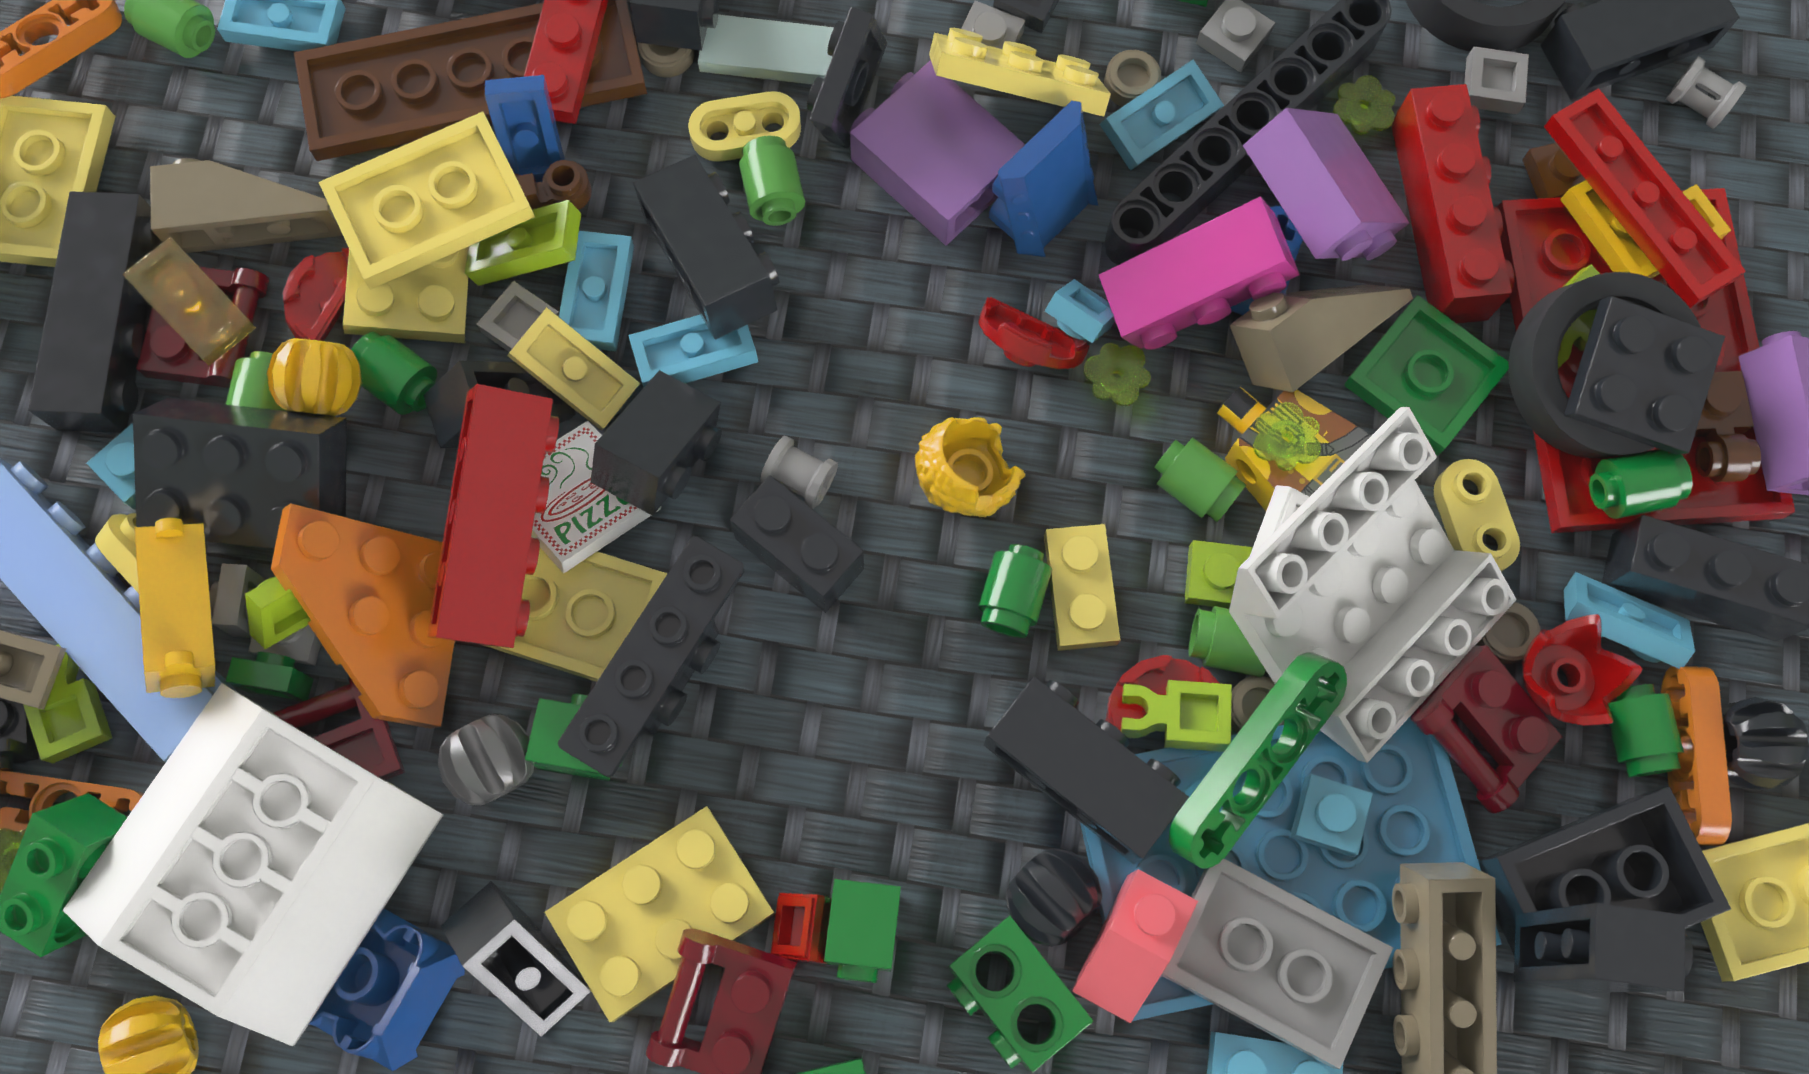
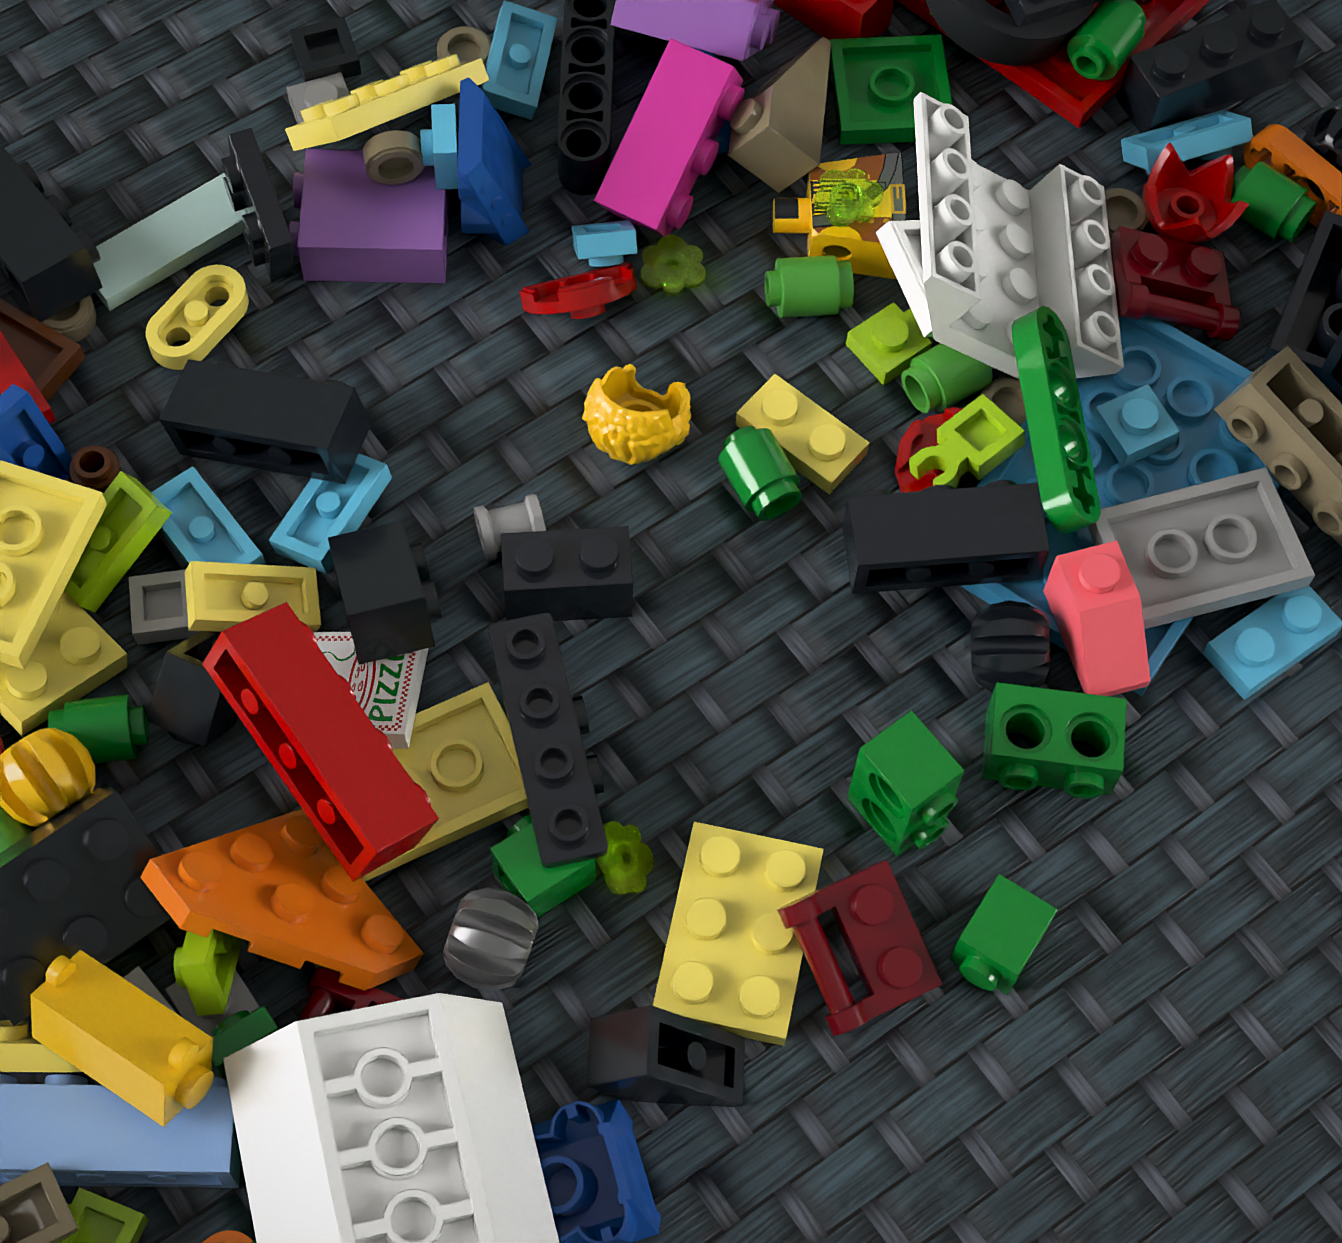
camera: 45 degrees left, 10 degrees down
(635, 787) = (626, 859): none -> clear neon green plant
(771, 180) = (262, 337): bright green brick -> none
(801, 927) = (852, 839): red slope -> none
(974, 120) = (393, 157): none -> dark tan tile
(1015, 133) = (440, 145): none -> medium azure plate
(1471, 516) = (1017, 153): light yellow plate -> none

